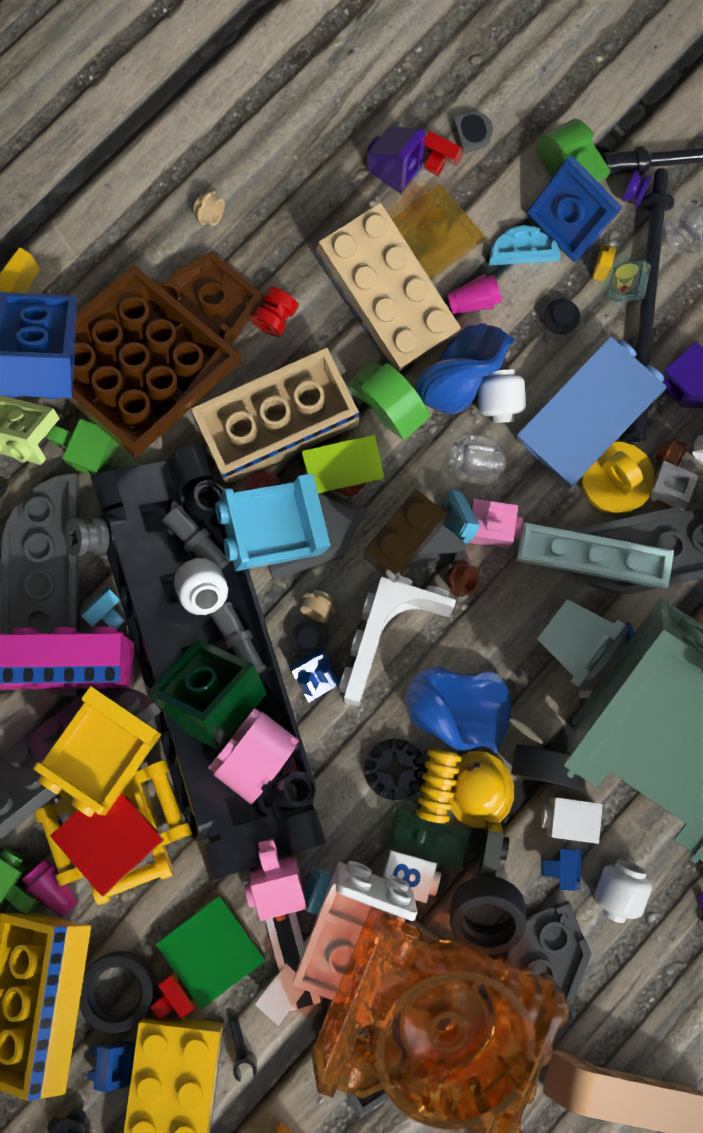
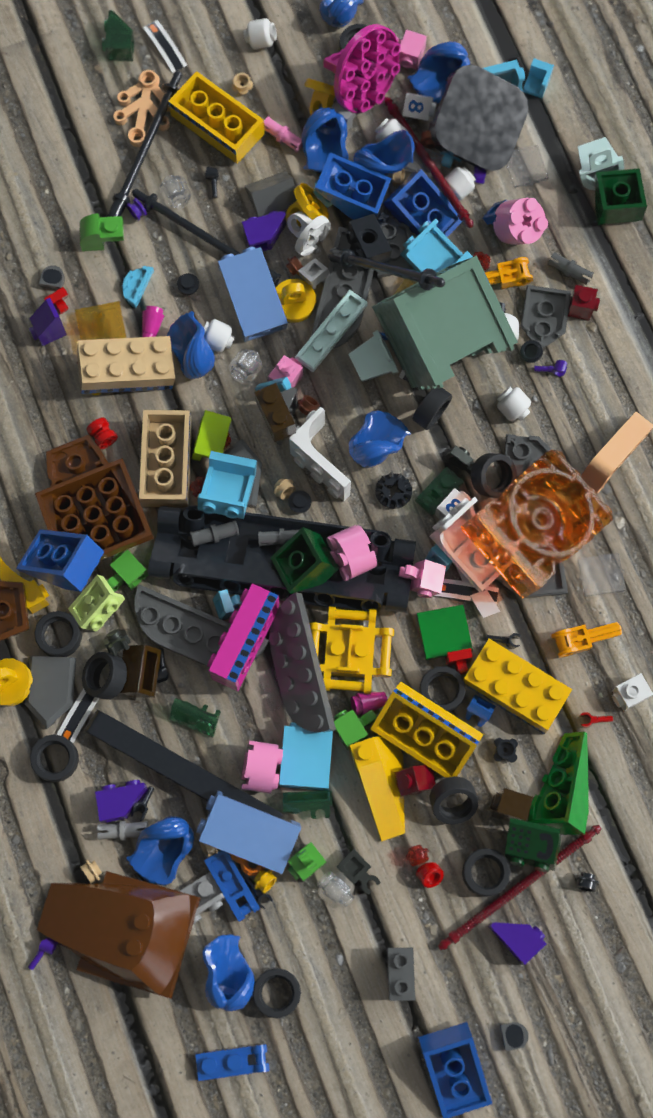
camera: 65 degrees left, 5 degrees down
(87, 536) = (181, 591): dark grey wheel -> none
(97, 754) = (309, 629): yellow panel -> none
(109, 844) = (357, 649): red tile -> none
(200, 586) = (243, 539): white head -> none
(209, 208) = (18, 441): tan plate -> none
(315, 674) = (321, 507): blue tile -> none
(390, 397) = (187, 391): bright green brick -> none
(438, 785) = (413, 469): yellow piece -> none
(482, 790) = (425, 452): yellow hat -> none
(566, 868) = (488, 427): blue tile -> none
(572, 819) = (465, 411): white brick -> none
(574, 209) = (132, 246): blue tile -> none
(603, 262) = (169, 246): yellow tile -> none
(628, 281) = (187, 239): clear light blue tile -> none

